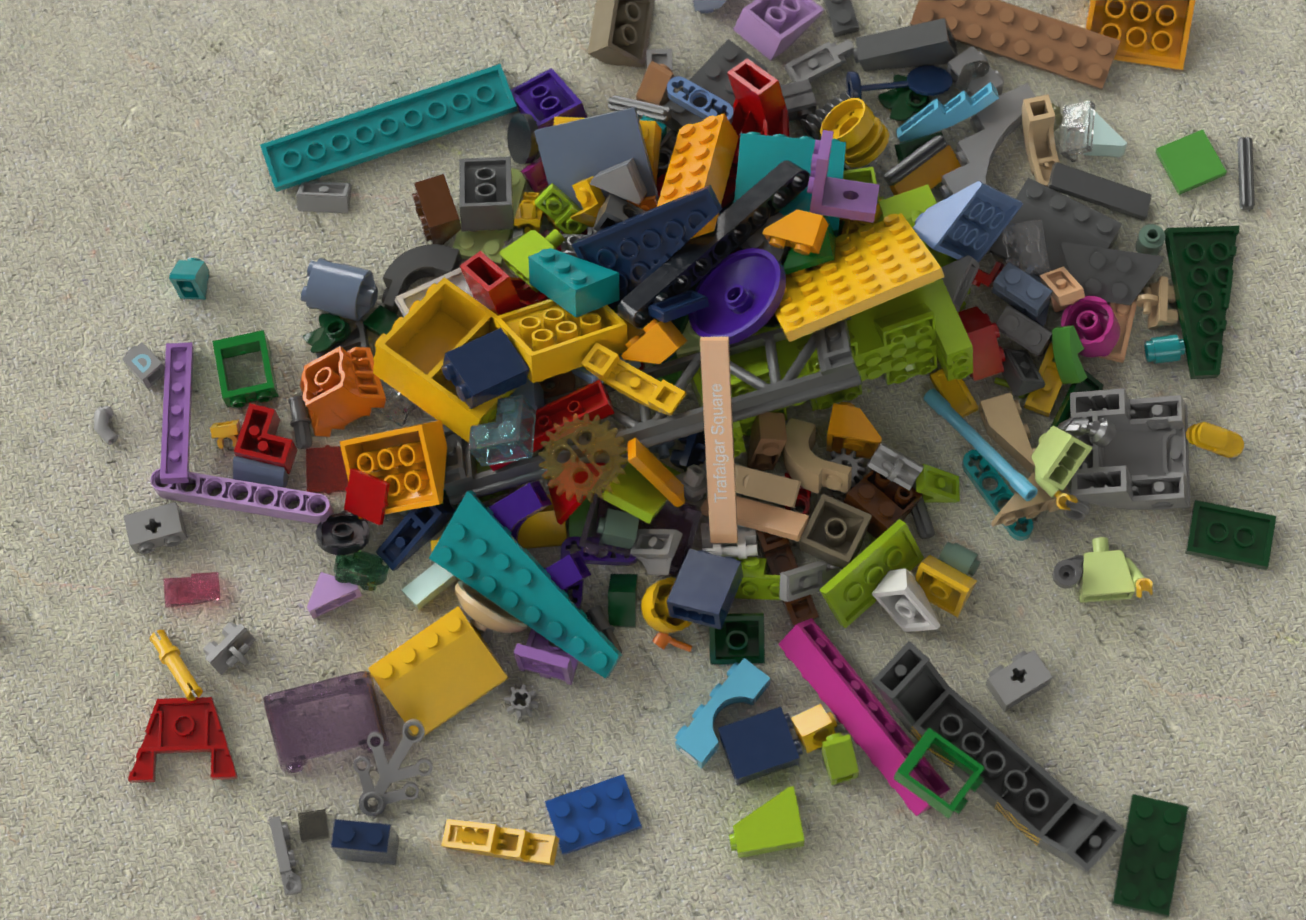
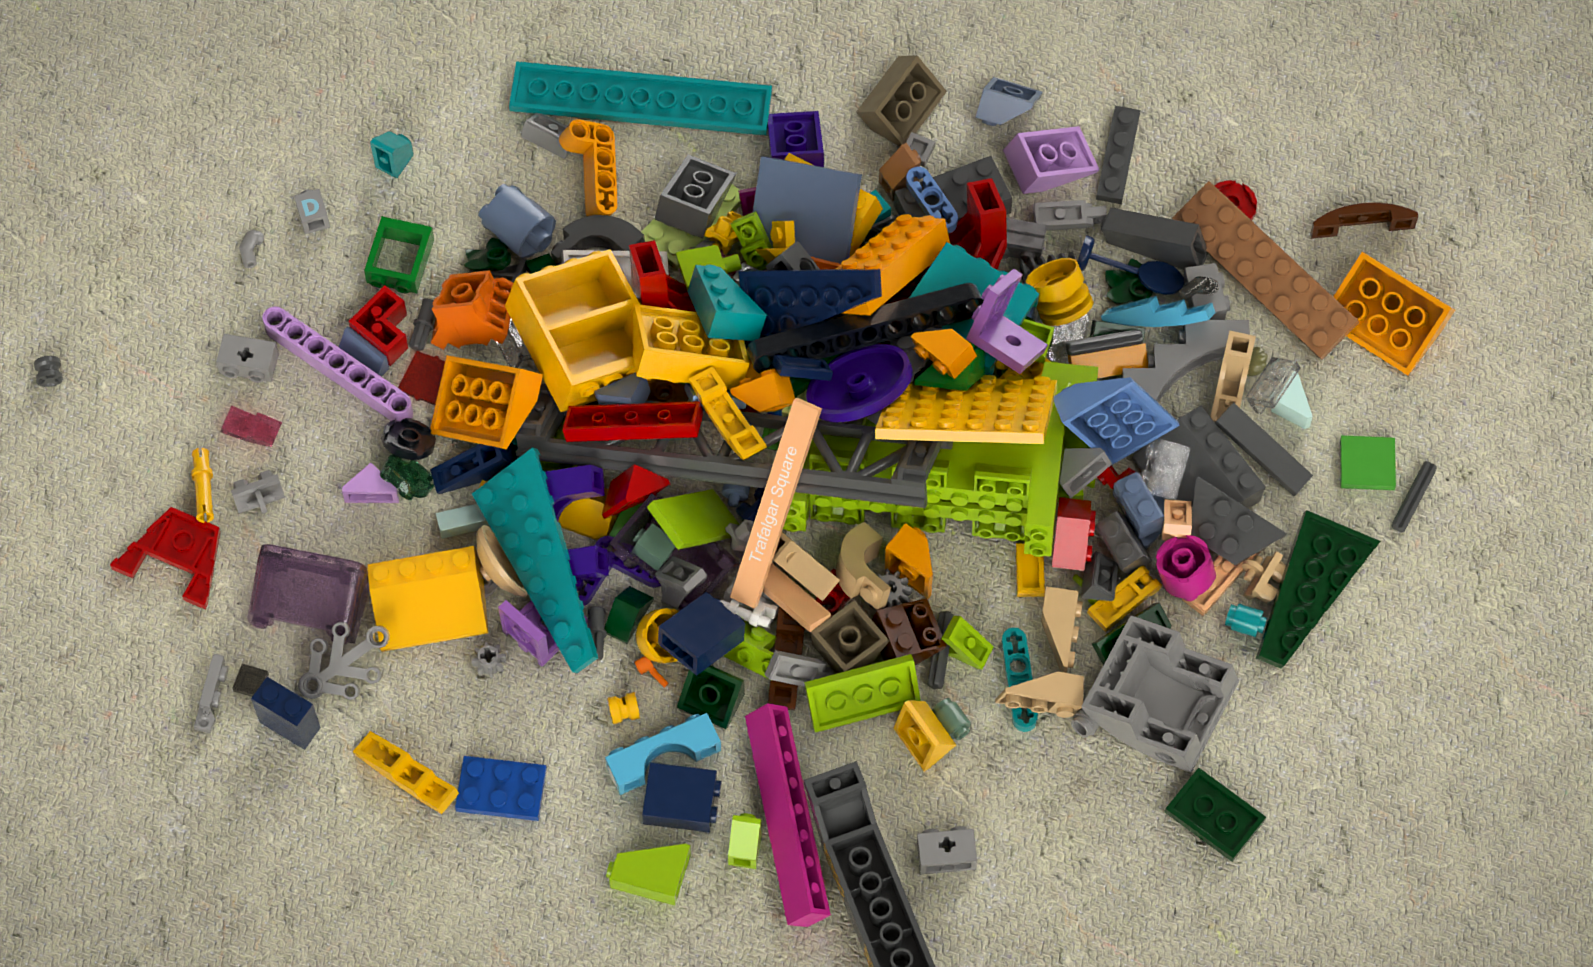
camera: 20 degrees right, 5 degrees down
(177, 413) = (317, 265): medium lavender plate -> none
(225, 429) = (351, 300): yellow tile -> none
(366, 496) = (446, 415): red piece -> none
(385, 206) = (597, 145): none -> light orange beam
(436, 209) = (641, 189): reddish brown slope -> none
(485, 368) = (600, 343): dark blue brick -> none
(508, 437) = (590, 414): clear light blue brick -> none
(522, 138) = (751, 161): black tile -> none
(564, 473) = (670, 455): clear yellow gear -> none
(622, 181) = (816, 237): light grey slope -> none
(650, 110) = (877, 182): axle -> none
(655, 472) = (708, 508): light orange tile -> none
(665, 688) = (623, 708): none -> yellow wheel
(766, 441) = (830, 531): medium nougat slope -> none
(813, 727) = (737, 800): yellow brick -> none
(895, 466) = (932, 605): light grey hips -> none
(906, 601) = (879, 730): white slope -> none
(954, 755) = (810, 866): green window -> none
(1016, 480) = (1036, 668): medium azure piece -> none
(1062, 454) = (1092, 662): yellowish green torso -> none
(1065, 348) = (1149, 572): bright green slope -> none
(1102, 574) = (1075, 792): yellowish green torso -> none
(1150, 240) = (1286, 515): sand green brick -> none
(1215, 439) = (1247, 722): yellow arm -> none

